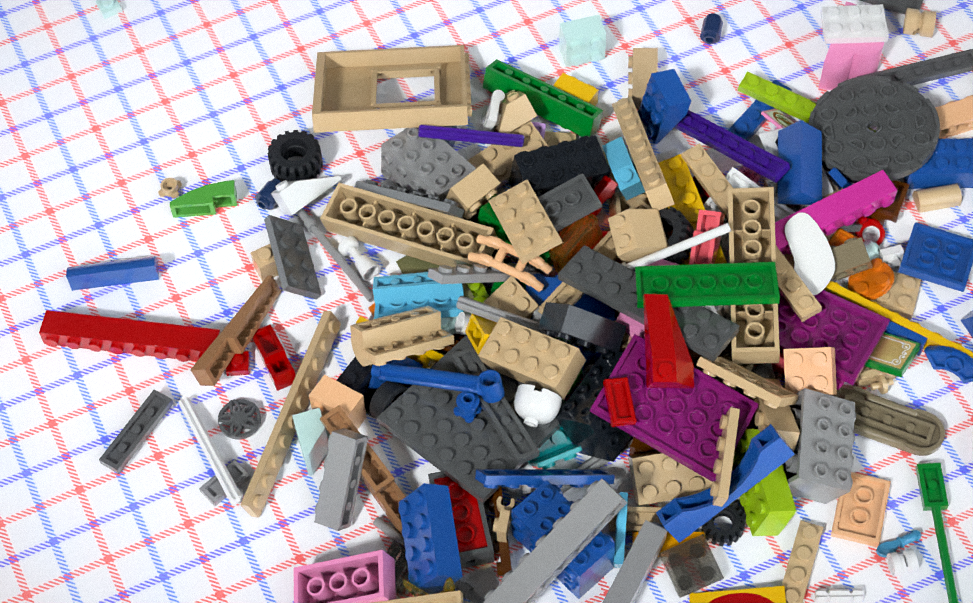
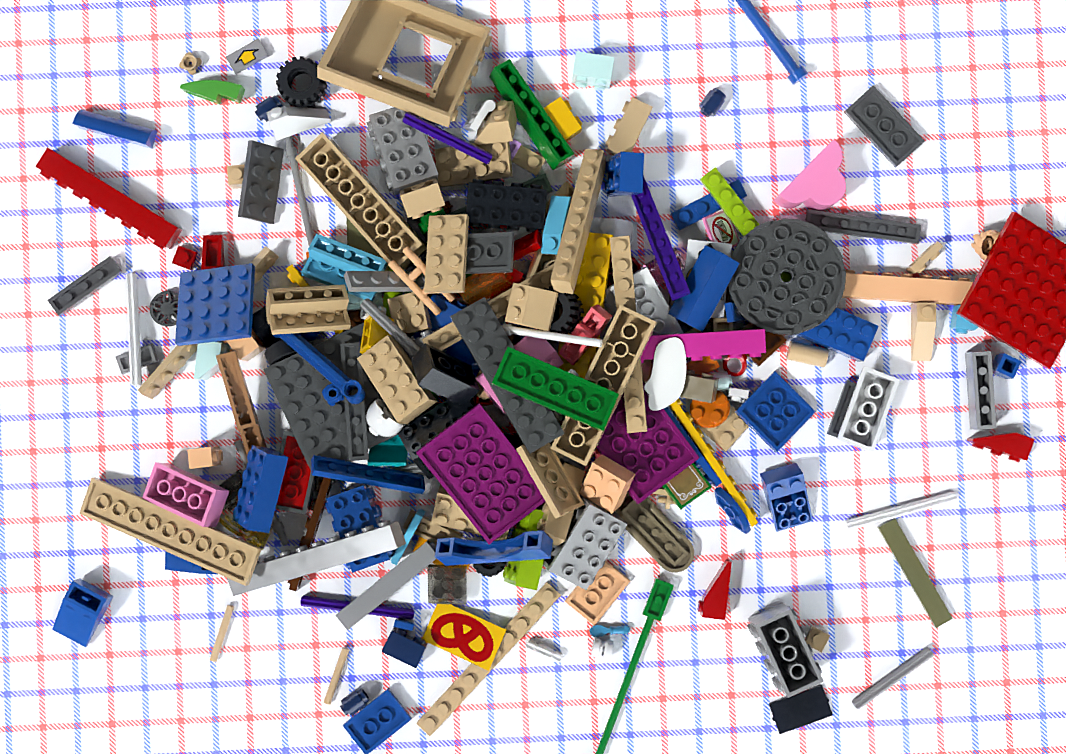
camera: 20 degrees right, 30 degrees up
(227, 161) = (247, 56): none -> light grey tile
(236, 334) = (190, 236): medium nougat slope -> none
(295, 377) = (215, 304): none -> blue plate
(340, 479) = (215, 409): light grey brick -> none
(348, 538) = (204, 457): none -> light nougat brick
(364, 264) = (317, 211): white piece -> none
(432, 202) = (372, 177): plate -> none
(502, 524) = (320, 497): tan plate -> none
(619, 402) = (439, 458): red tile -> none
(665, 348) = (496, 430): red wedge -> none
(723, 465) = (504, 526): tan plate -> none
(854, 24) = (825, 168): white plate -> none
(919, 22) = (892, 177): tan wheel -> none

